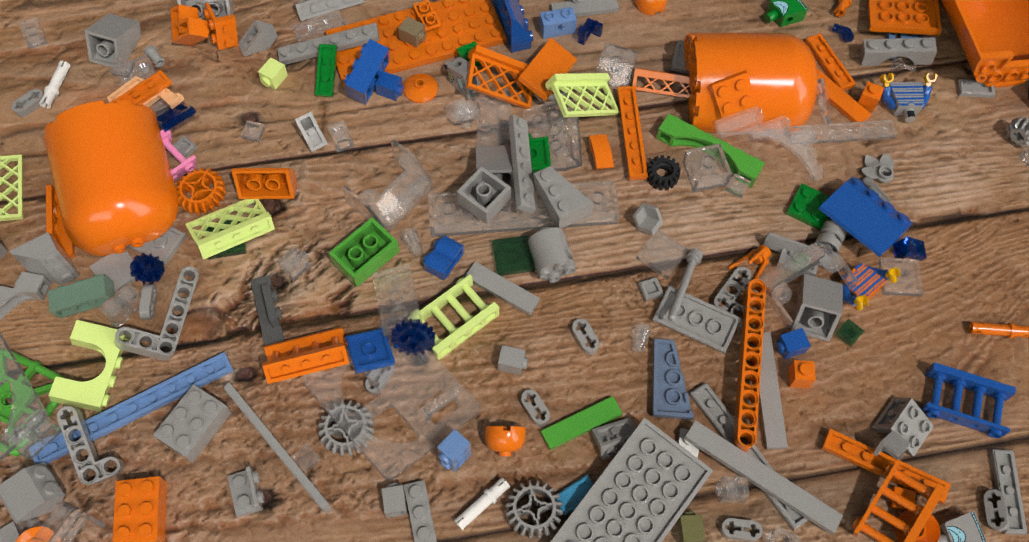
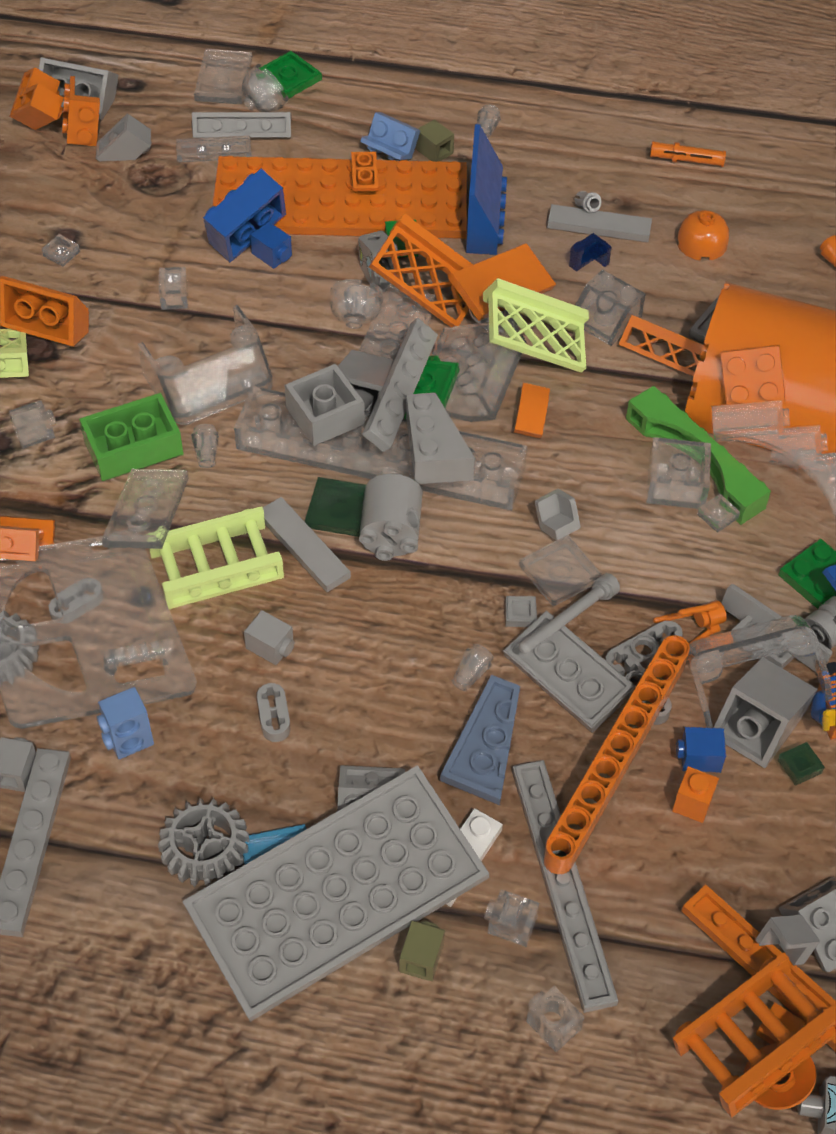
camera: 20 degrees right, 10 degrees down
(272, 73) = (122, 188): yellowish green brick -> none
(310, 131) = (135, 269): light grey slope -> none
(326, 70) = (194, 203): green tile -> none
(343, 39) = (209, 171): light grey plate -> none
(369, 351) = (74, 560): blue tile -> none
(412, 32) = (333, 184): dark tan brick -> none
(413, 337) = (139, 557): clear blue gear -> none
(420, 88) = (315, 262): orange dish -> none
(443, 257) = (239, 478): blue brick -> none
(484, 501) = (130, 811): white pin -> none
(505, 439) = (207, 733): orange cylinder -> none
(557, 22) = (548, 229): medium blue brick -> none
(581, 423) = (330, 753): bright green tile -> none
(588, 334) = (398, 642): light grey beam -> none
(632, 133) = (590, 400): orange plate -> none
(667, 164) = (612, 475): black tyre -> none
(741, 535) = (501, 975): light grey beam -> none
(764, 477) = (569, 918): light grey tile -> none
(770, 399) = (634, 809): light grey tile -> none

